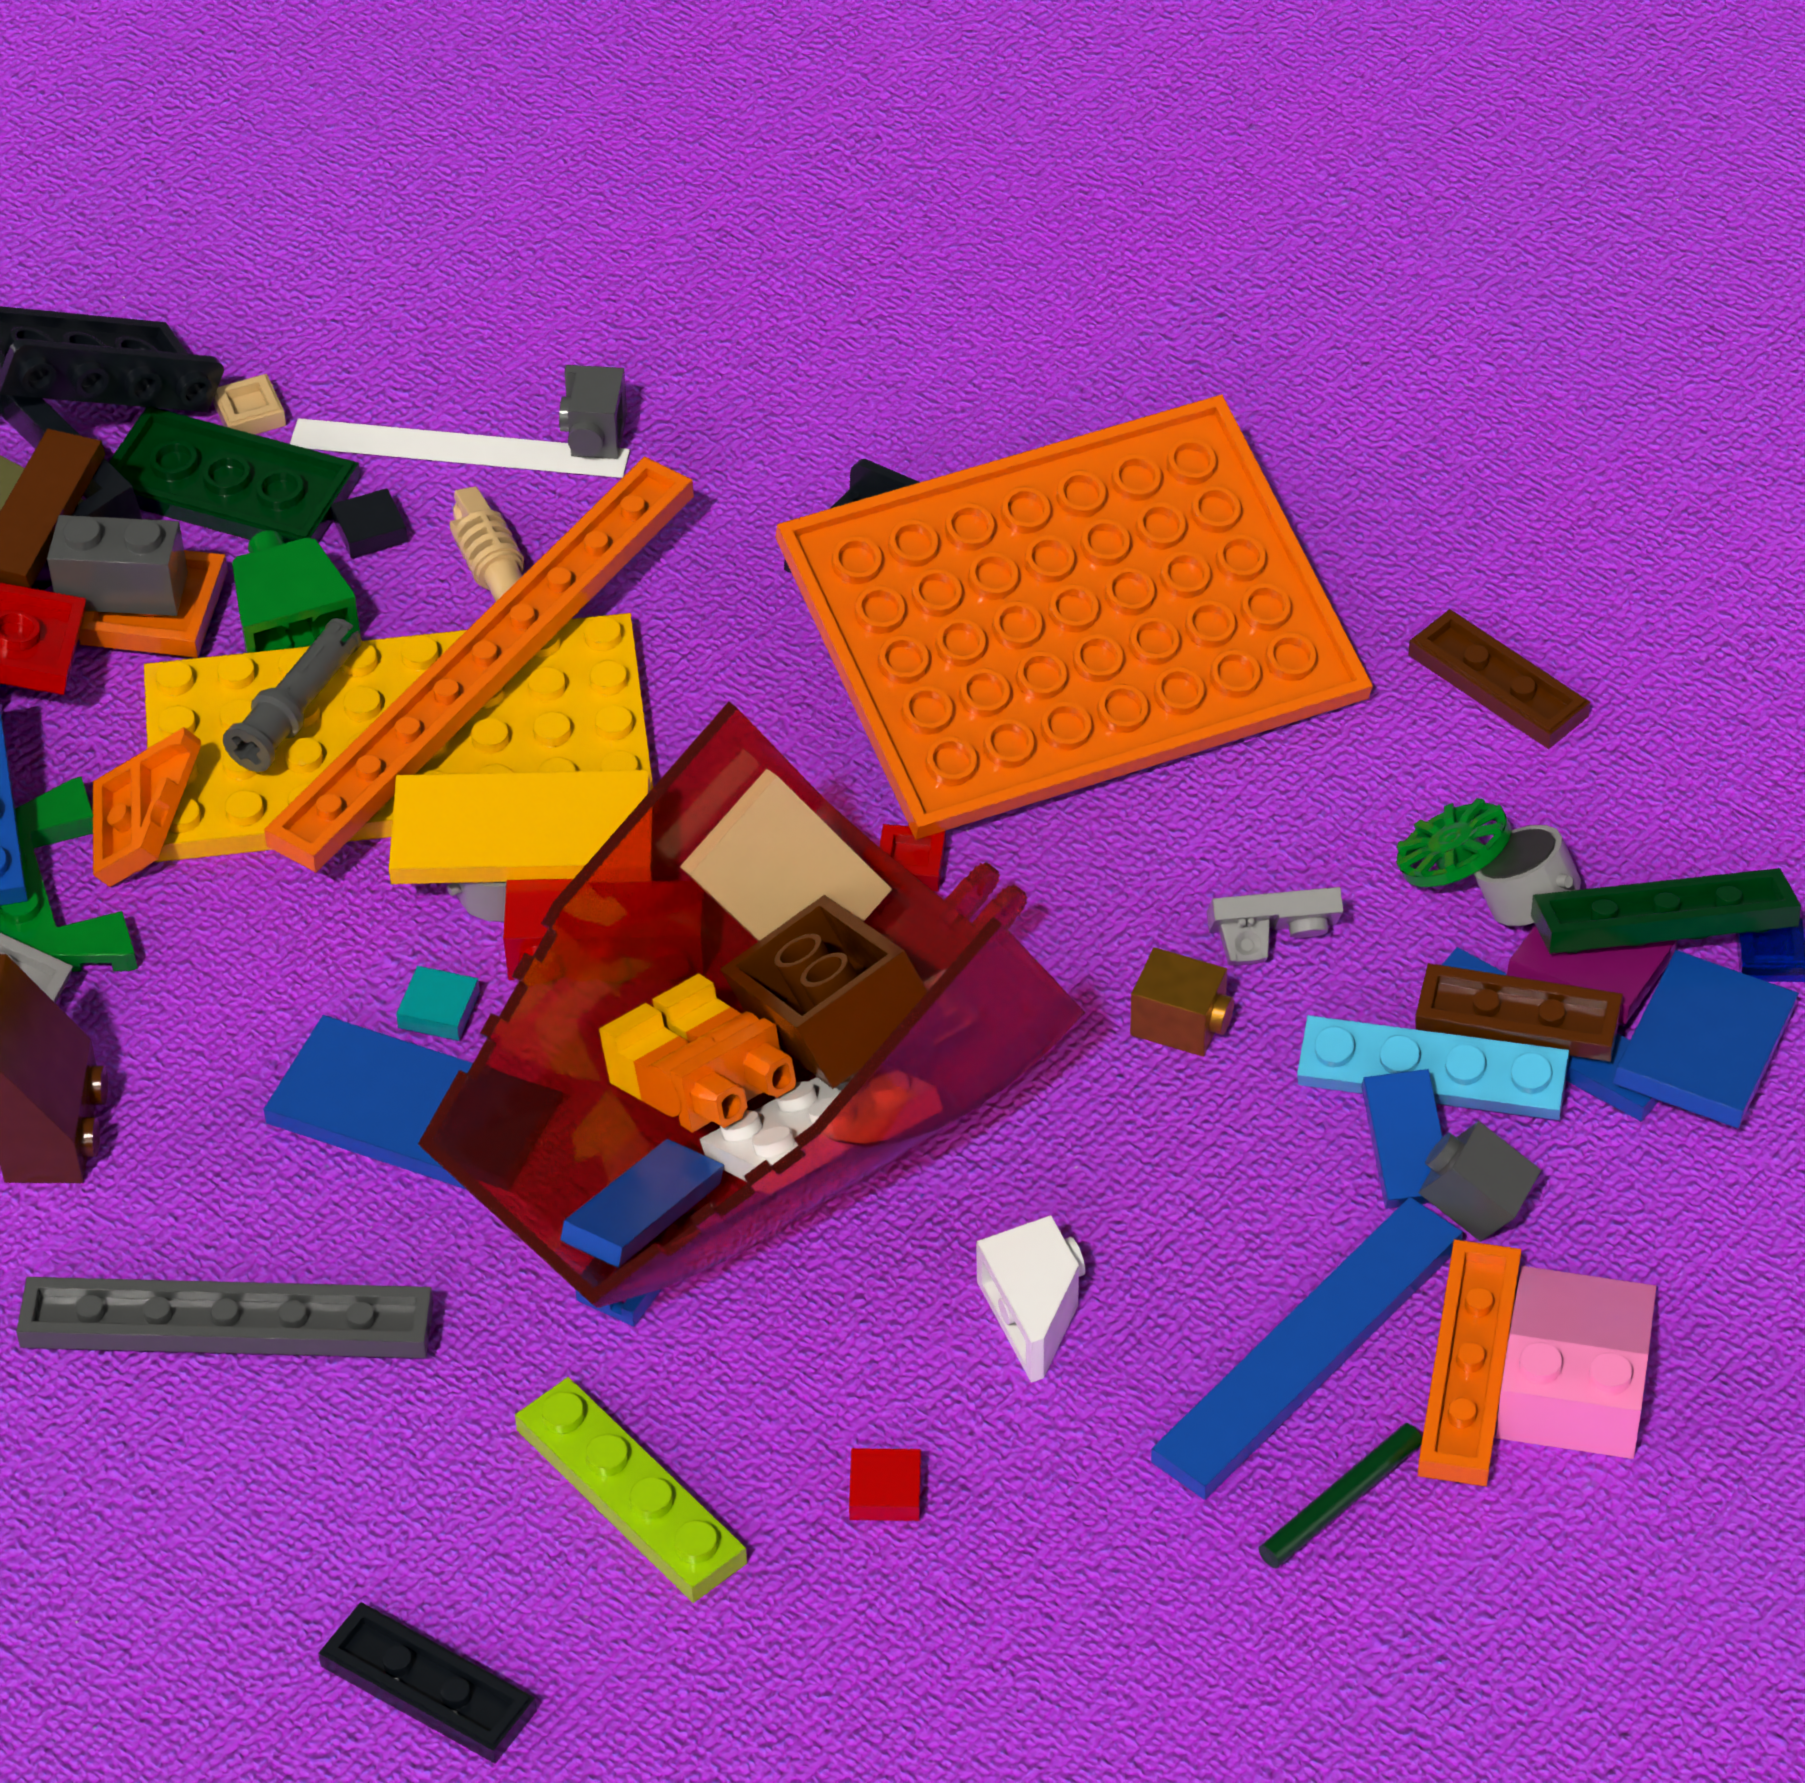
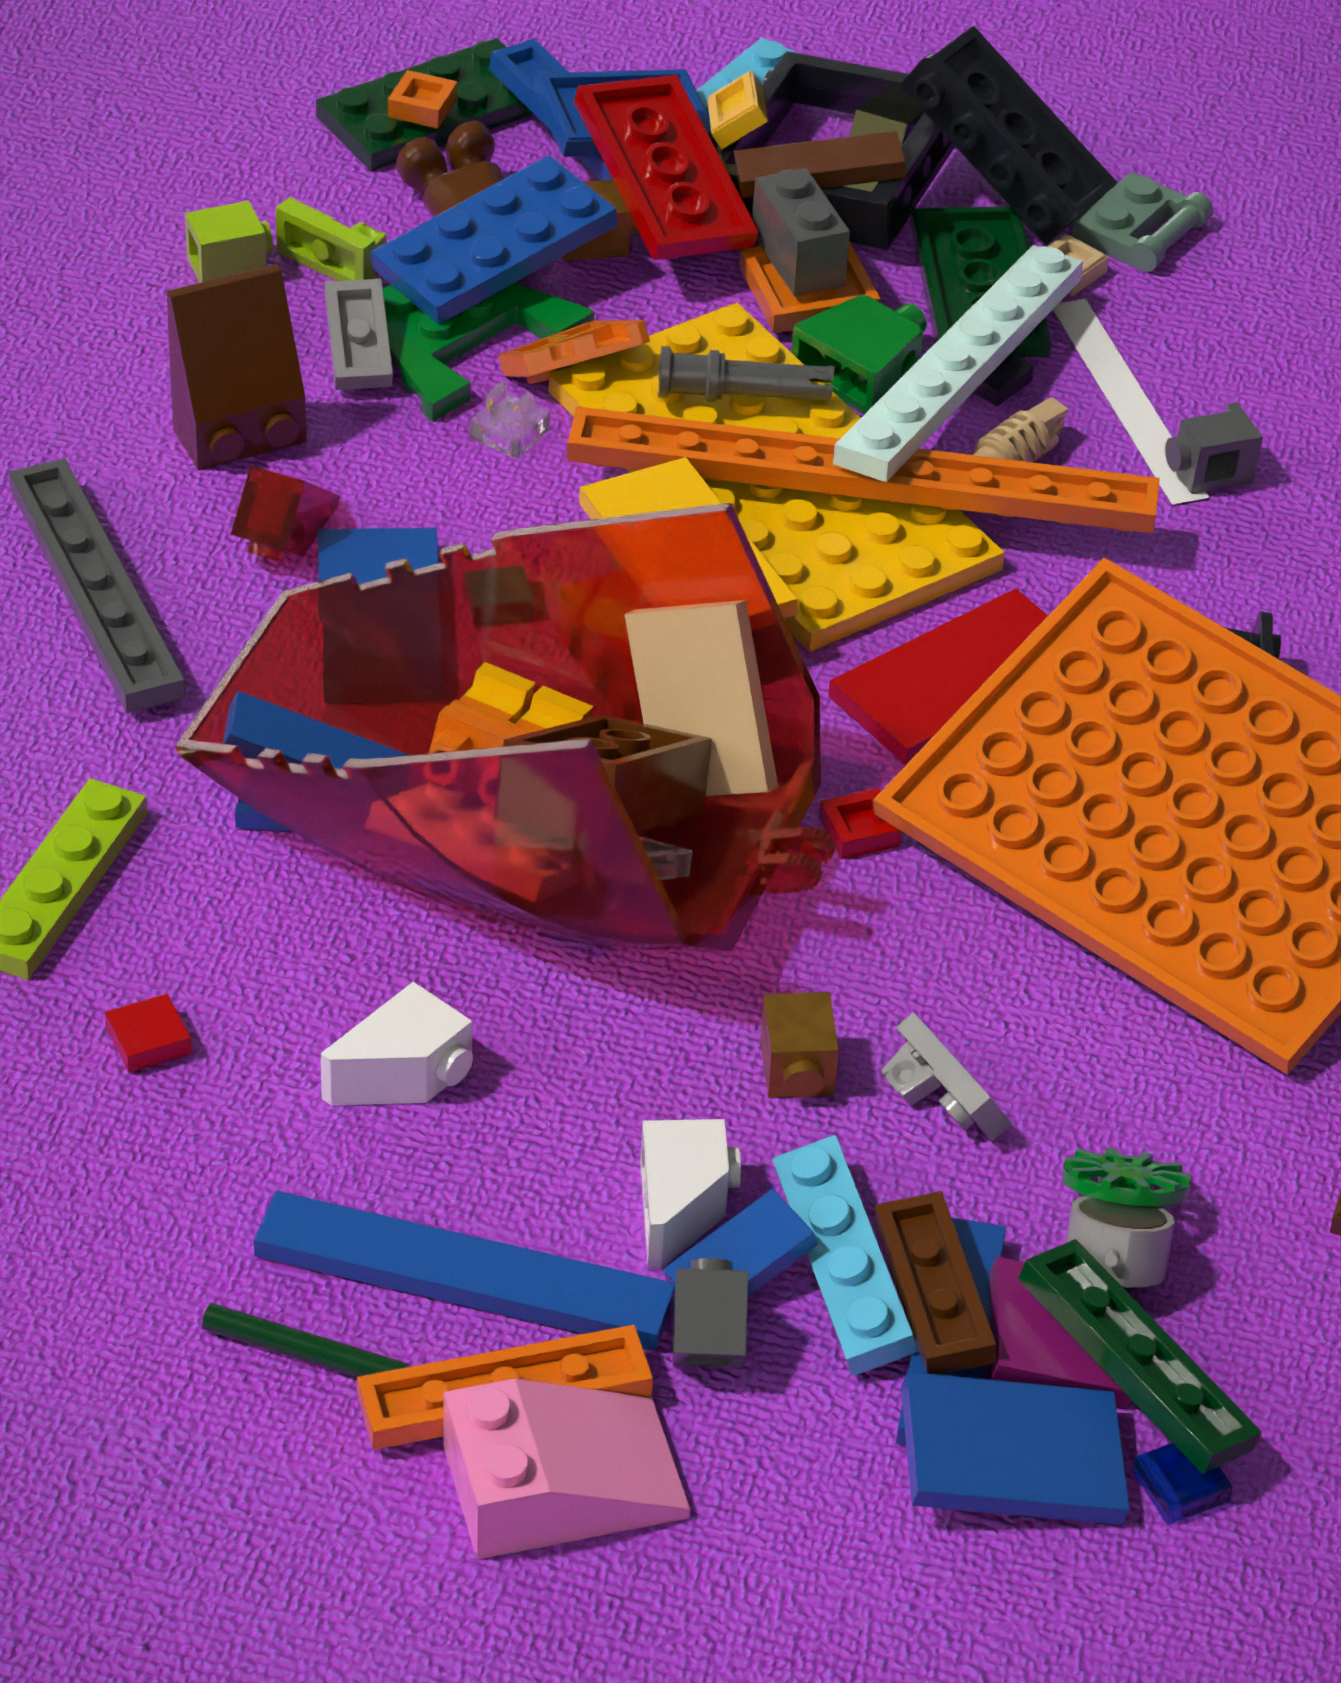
camera: 60 degrees right, 5 degrees down
(195, 905) = (509, 422): none -> clear tile
(205, 328) = (1130, 211): none -> sand green plate
(231, 1126) = (281, 514): none -> clear red slope
(385, 529) = (957, 363): none -> light aqua plate
(773, 678) = (925, 681): none -> red tile
(1303, 1149) = (684, 1183): none -> white slope

